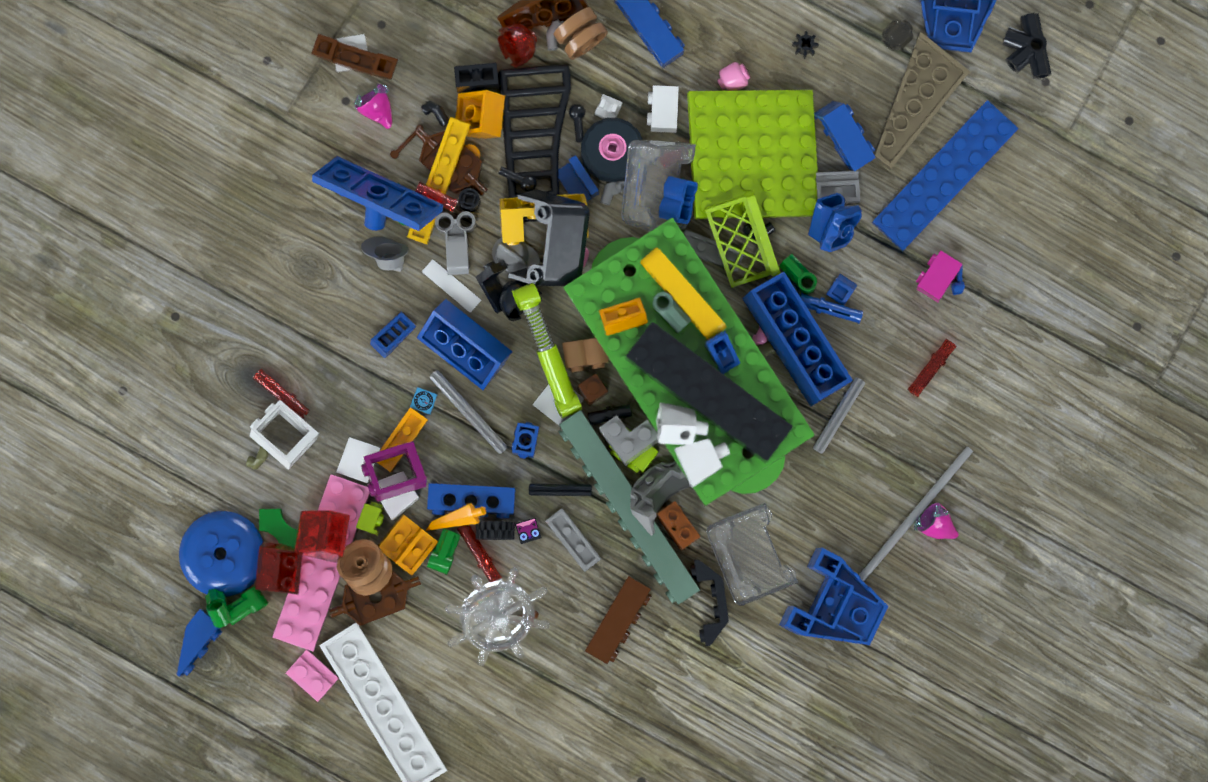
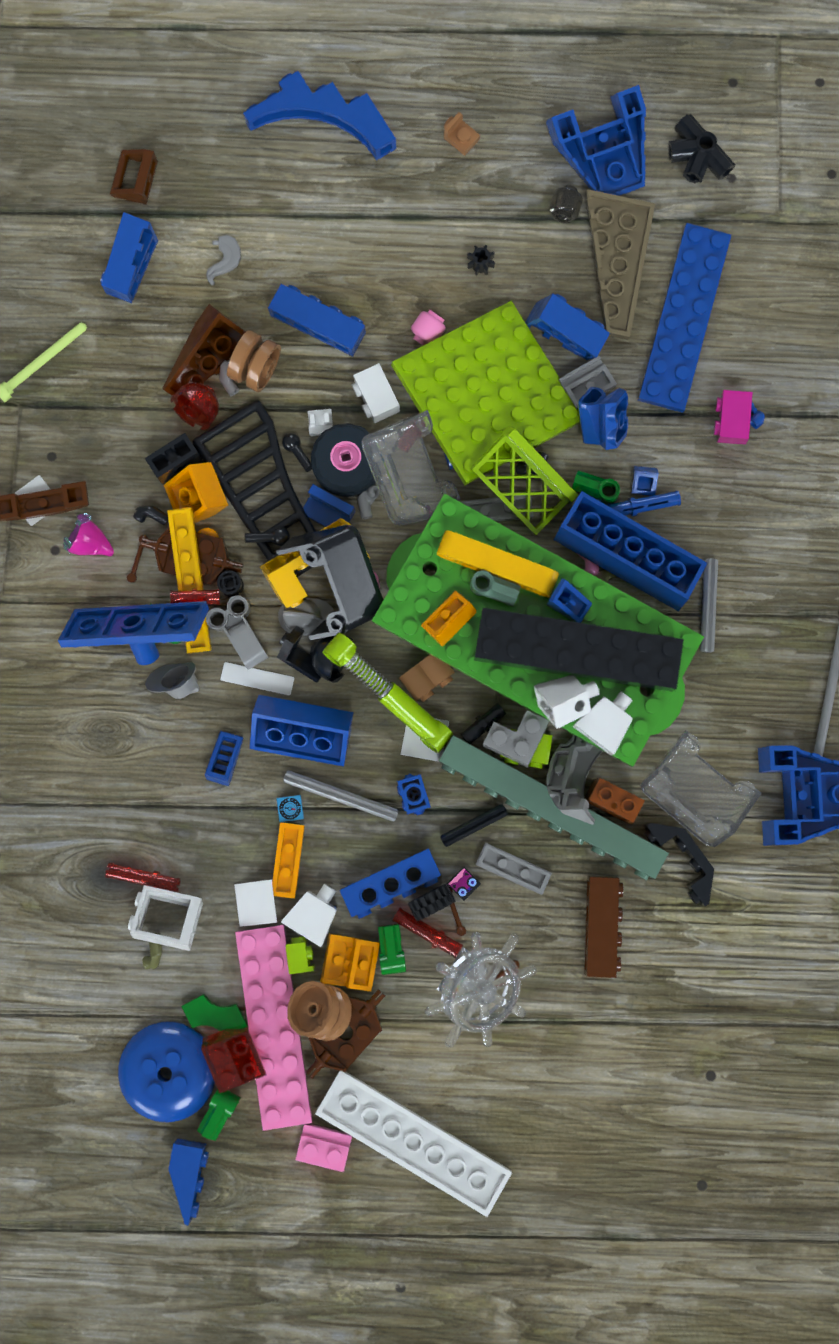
camera: 25 degrees left, 0 degrees up
(217, 608) = (191, 1133): green piece -> none
(322, 535) = (259, 1002): clear red slope -> none
(401, 488) = (328, 890): magenta window -> none
(463, 516) = (390, 907): light orange bar -> none
(506, 566) = (461, 931): none -> reddish brown hinge
(592, 389) = (453, 708): reddish brown brick -> none
(678, 200) = (438, 474): blue brick -> none
(937, 360) = (776, 500): clear red pin -> none

